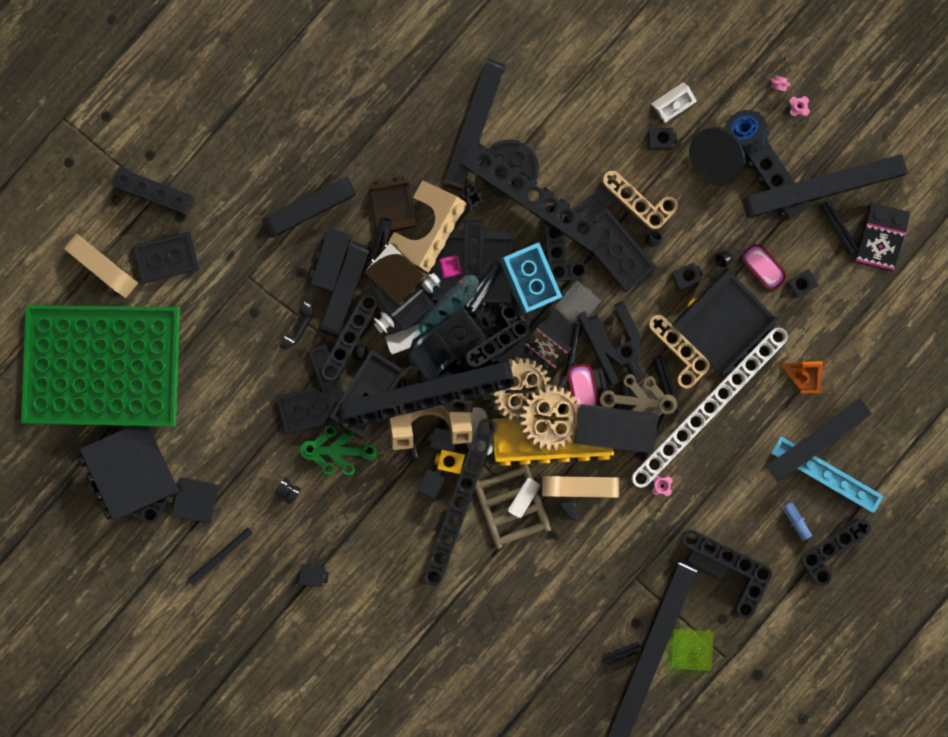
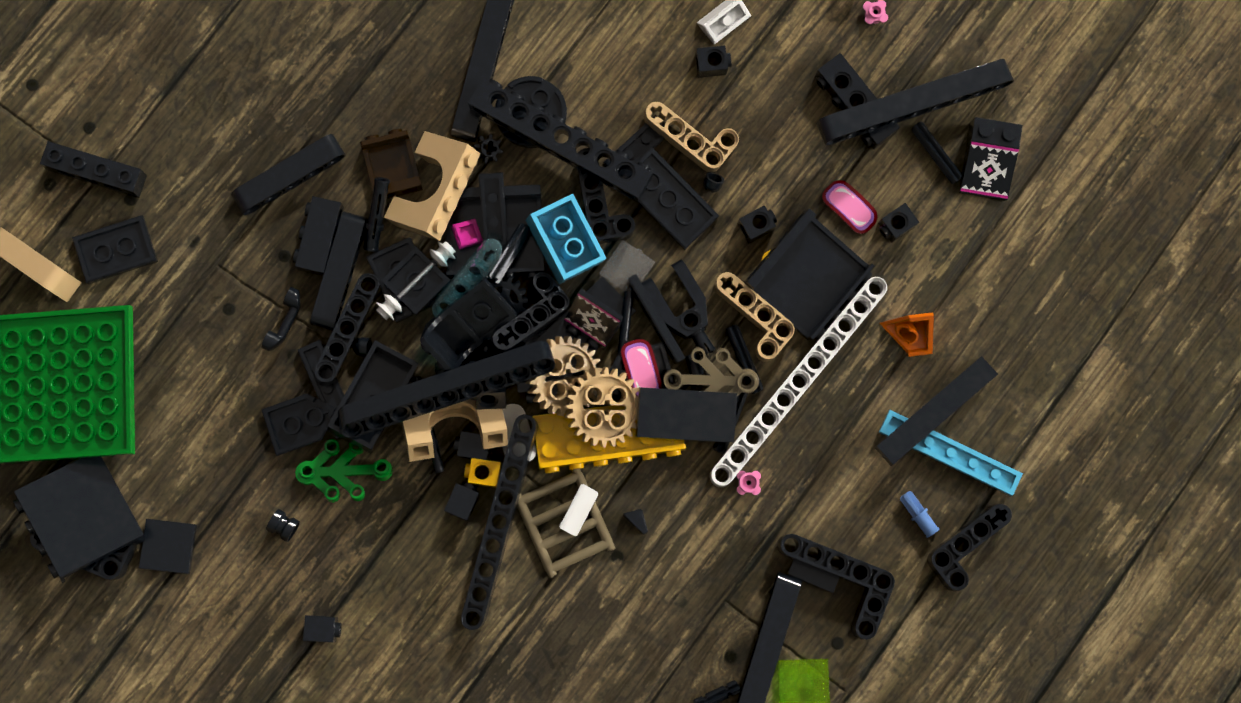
camera: 15 degrees left, 5 degrees down
(220, 555) = (181, 635): black bar -> none
(395, 273) = (398, 244): dark brown panel -> none
(402, 340) = (411, 329): white slope -> none
(580, 486) = (647, 491): tan beam -> none
(717, 155) = (782, 74): black tile -> none
(723, 258) = (795, 199): black hinge -> none
(749, 128) = (814, 44): black wheel -> none

